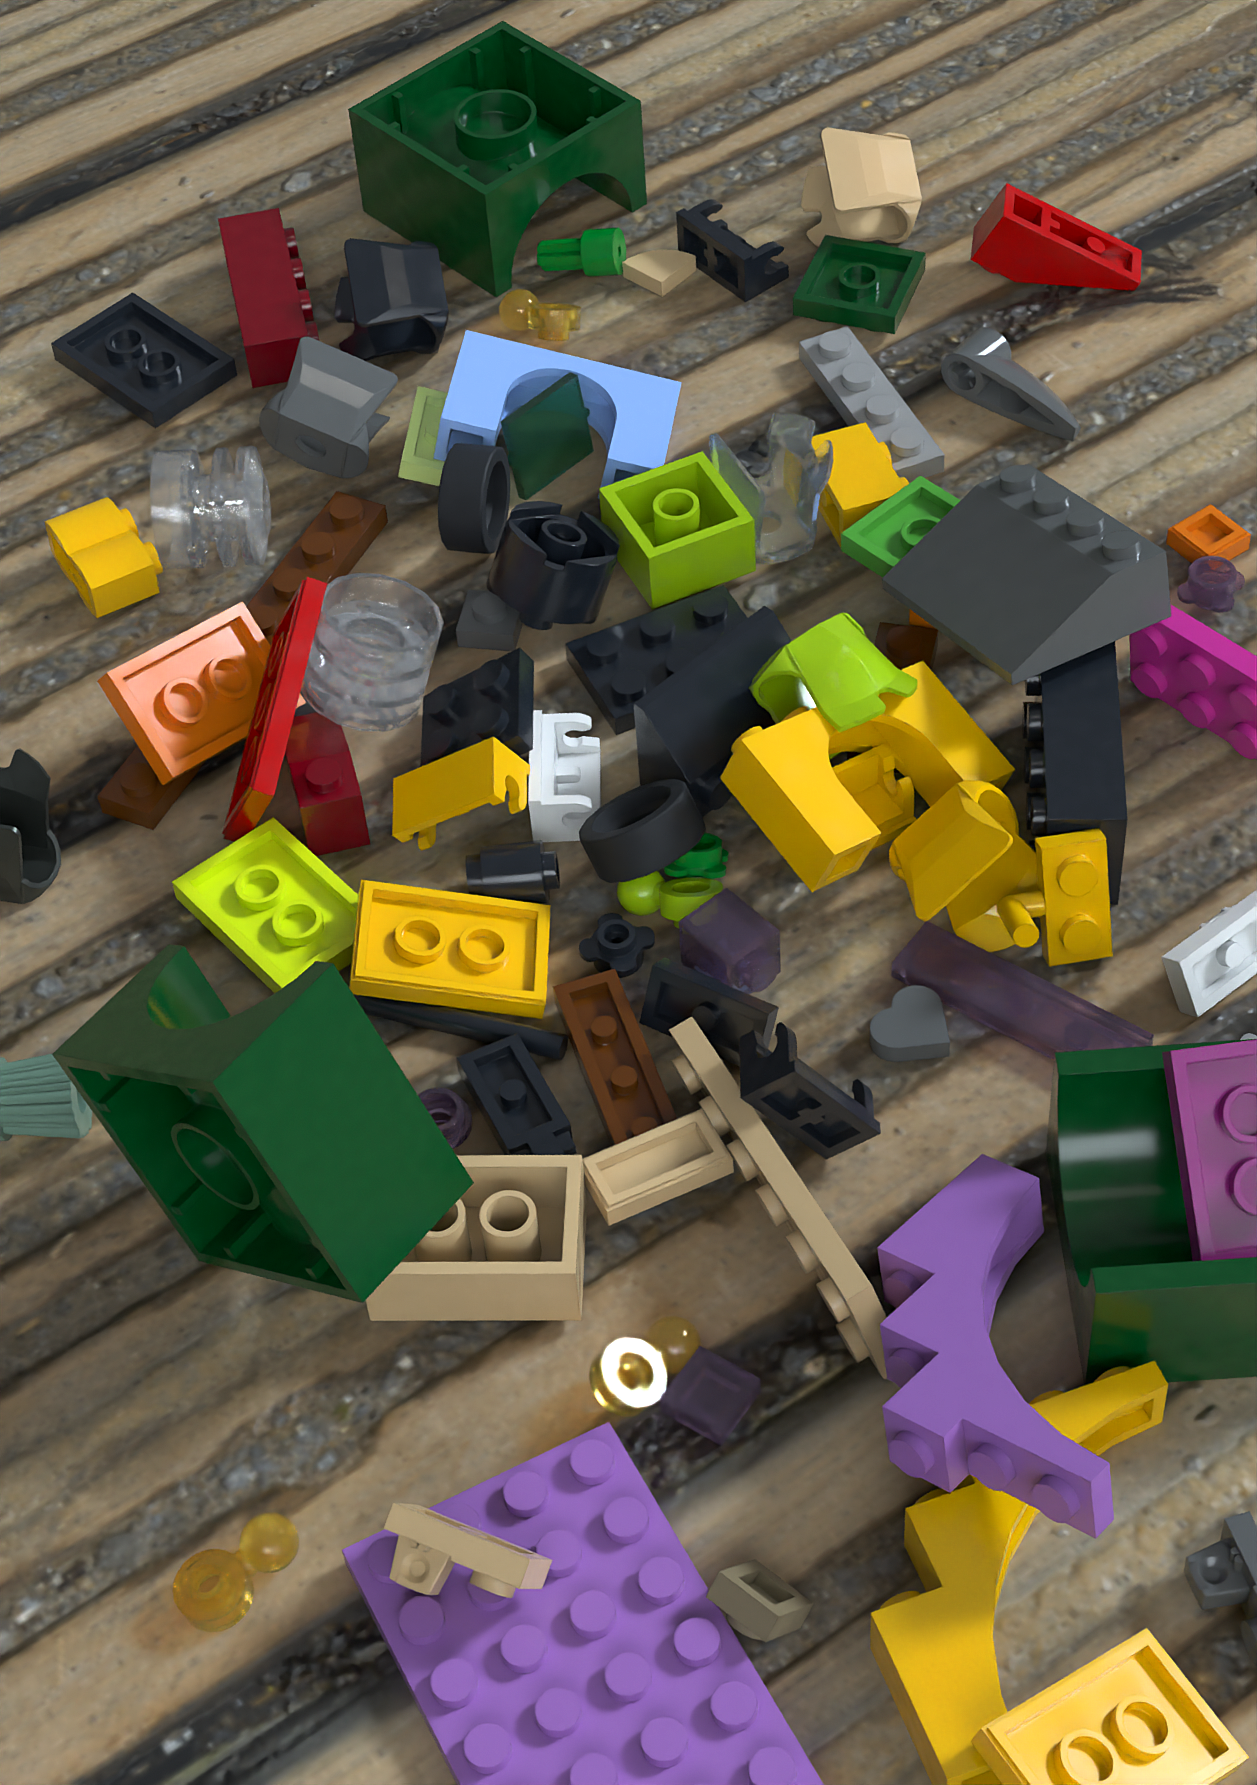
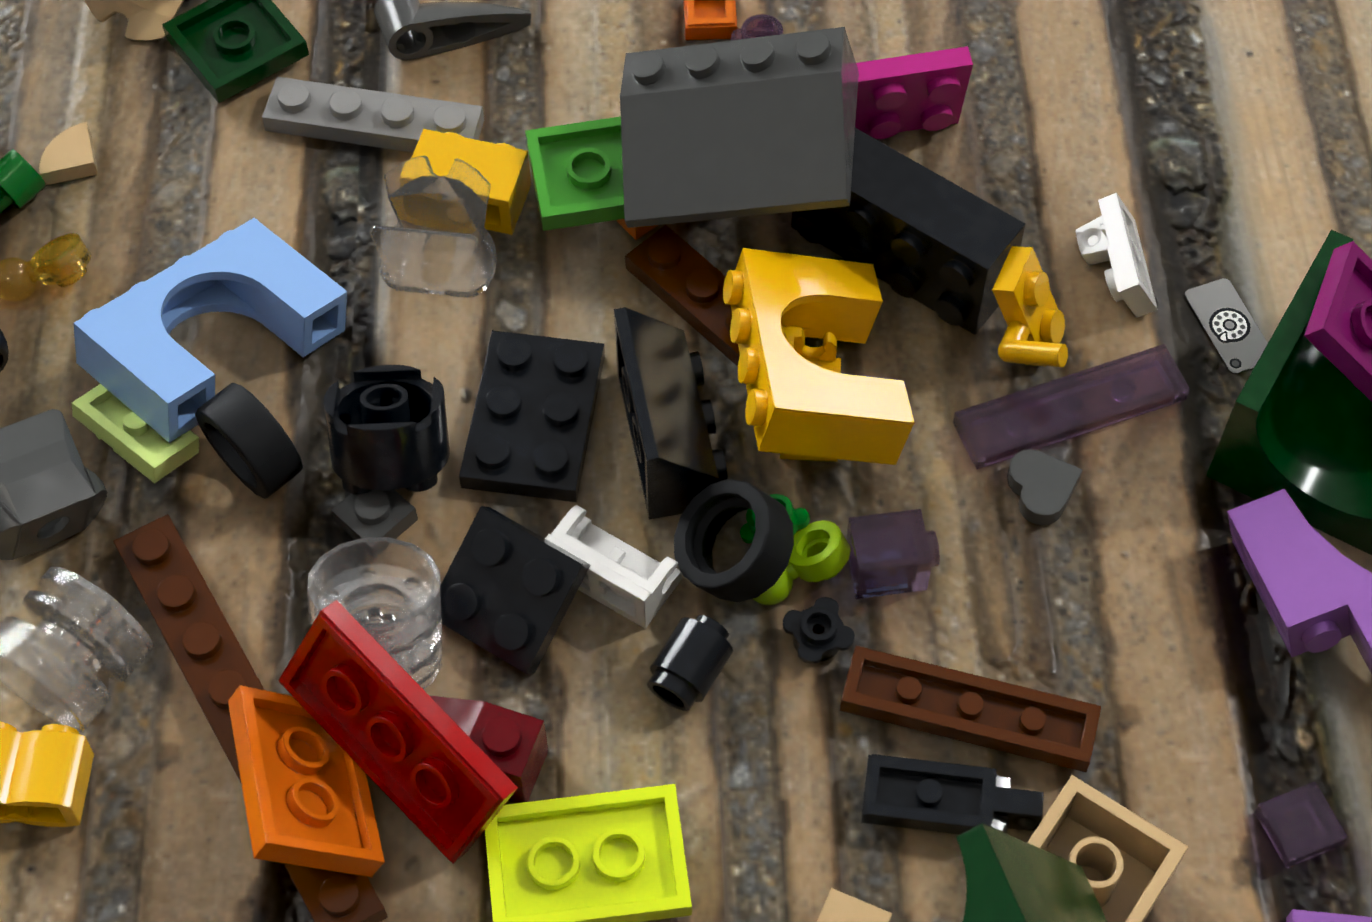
camera: 60 degrees left, 10 degrees up
(449, 1108) = (913, 849): clear purple plate -> none
(450, 949) = (738, 754): yellow tile -> none
(455, 787) = (591, 649): yellow hinge -> none
(465, 1024) = (791, 805): black bar -> none
(547, 436) = (217, 337): clear green piece -> none
(642, 1365) = (1257, 867): clear yellow plate -> none
(656, 1166) = (1087, 729): tan tile -> none
(679, 529) = (419, 316): lime brick -> none
(718, 1009) = (947, 607): black hinge -> none
(726, 255) = (105, 101): black hinge -> none
(783, 1195) = (1309, 672): tan wing -> none
(802, 1098) = (1097, 592): black hinge -> none
(830, 670) = (723, 302): lime piece -> none
(966, 858) = (948, 349): yellow piece -> none

